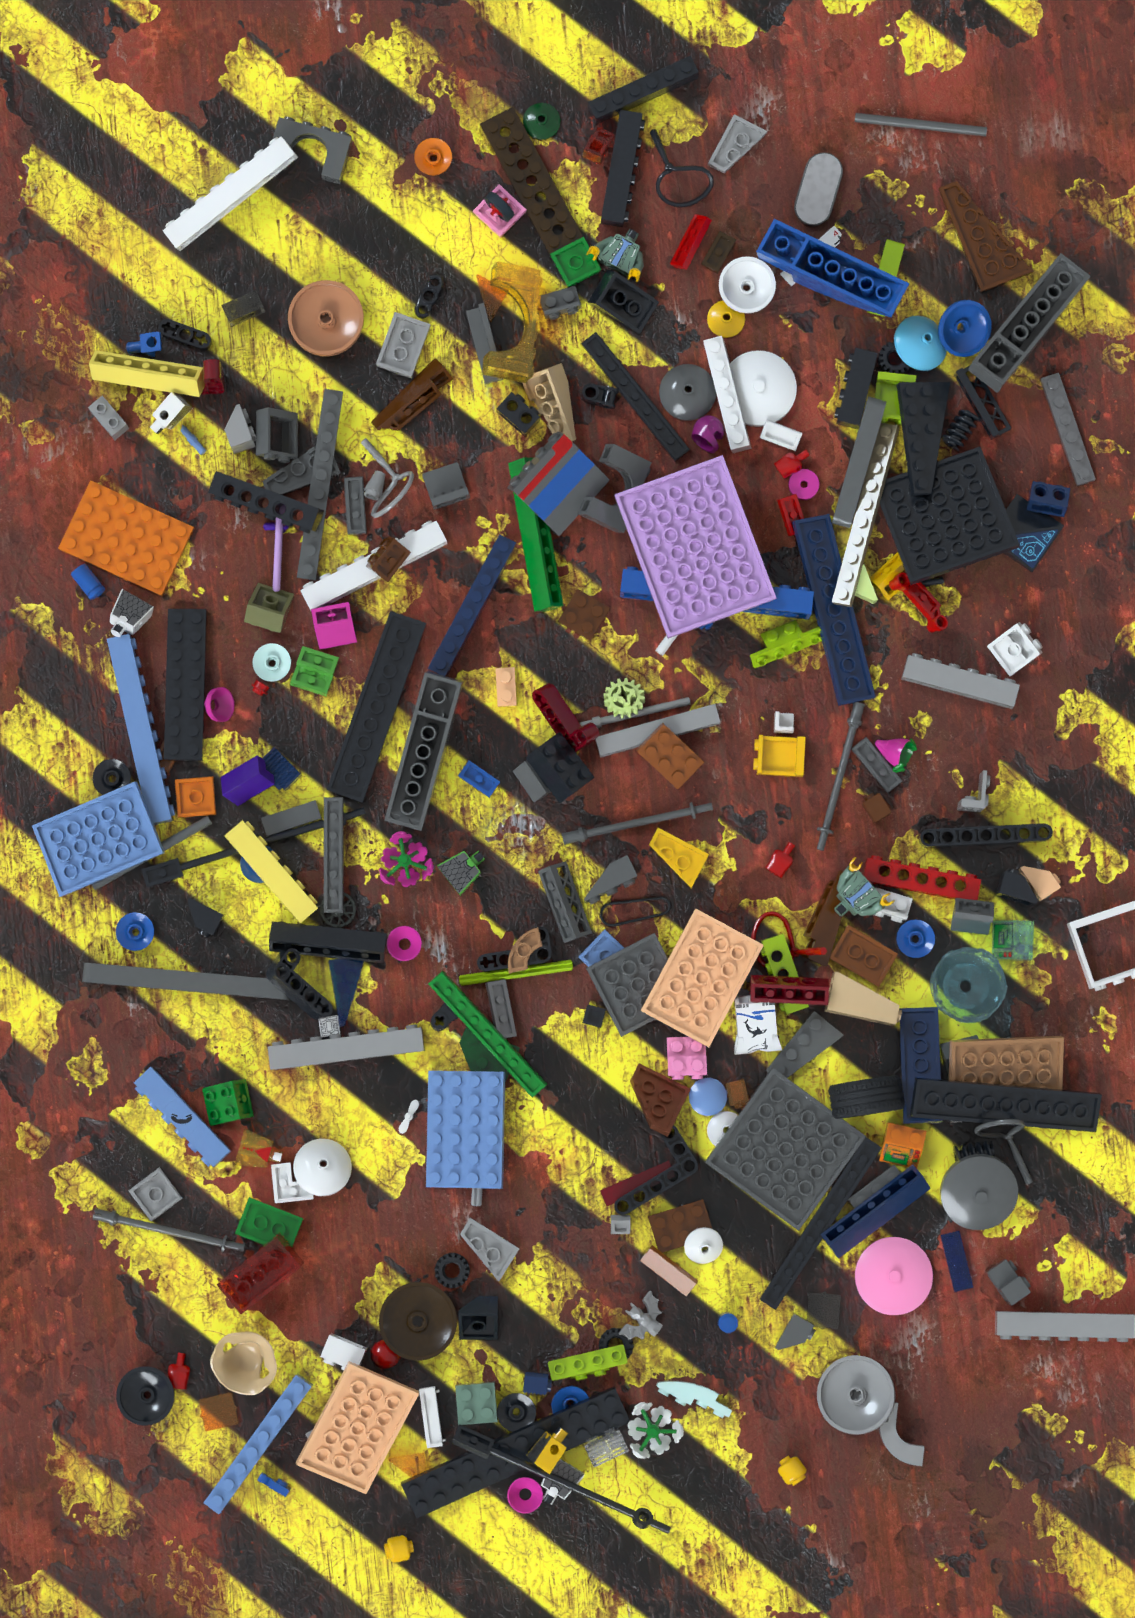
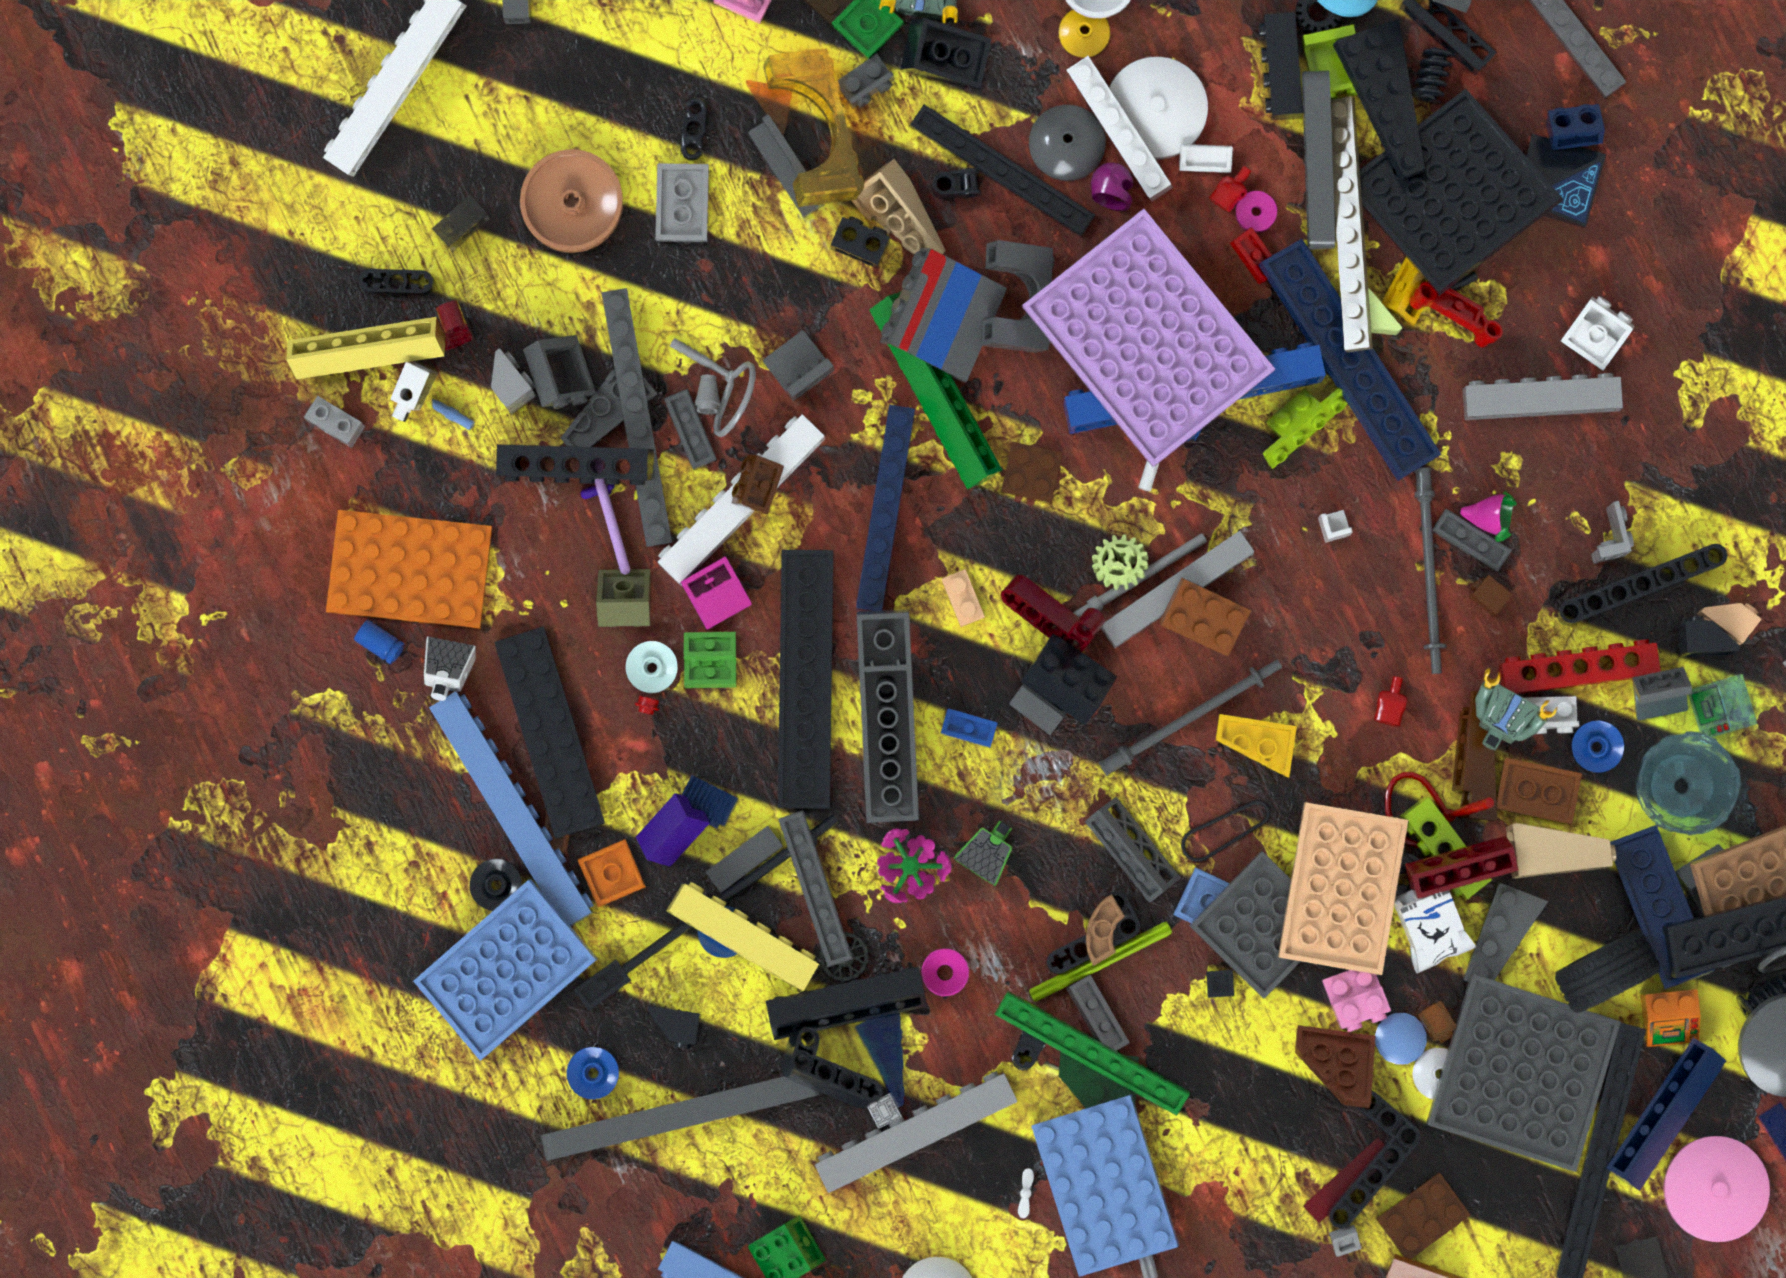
camera: 15 degrees left, 0 degrees up
(146, 344) = (351, 311): blue bracket -> none
(166, 844) = (595, 946): dark grey piece -> none
(223, 704) = (608, 743): dark pink piece -> none
(414, 397) = (719, 265): reddish brown wedge -> none
(615, 875) = (1187, 793): dark grey slope -> none
(700, 1238) = (1456, 1223): white dish -> none
(779, 756) = (1344, 570): yellow panel -> none
(875, 1185) = (1652, 1082): dark grey plate -> none

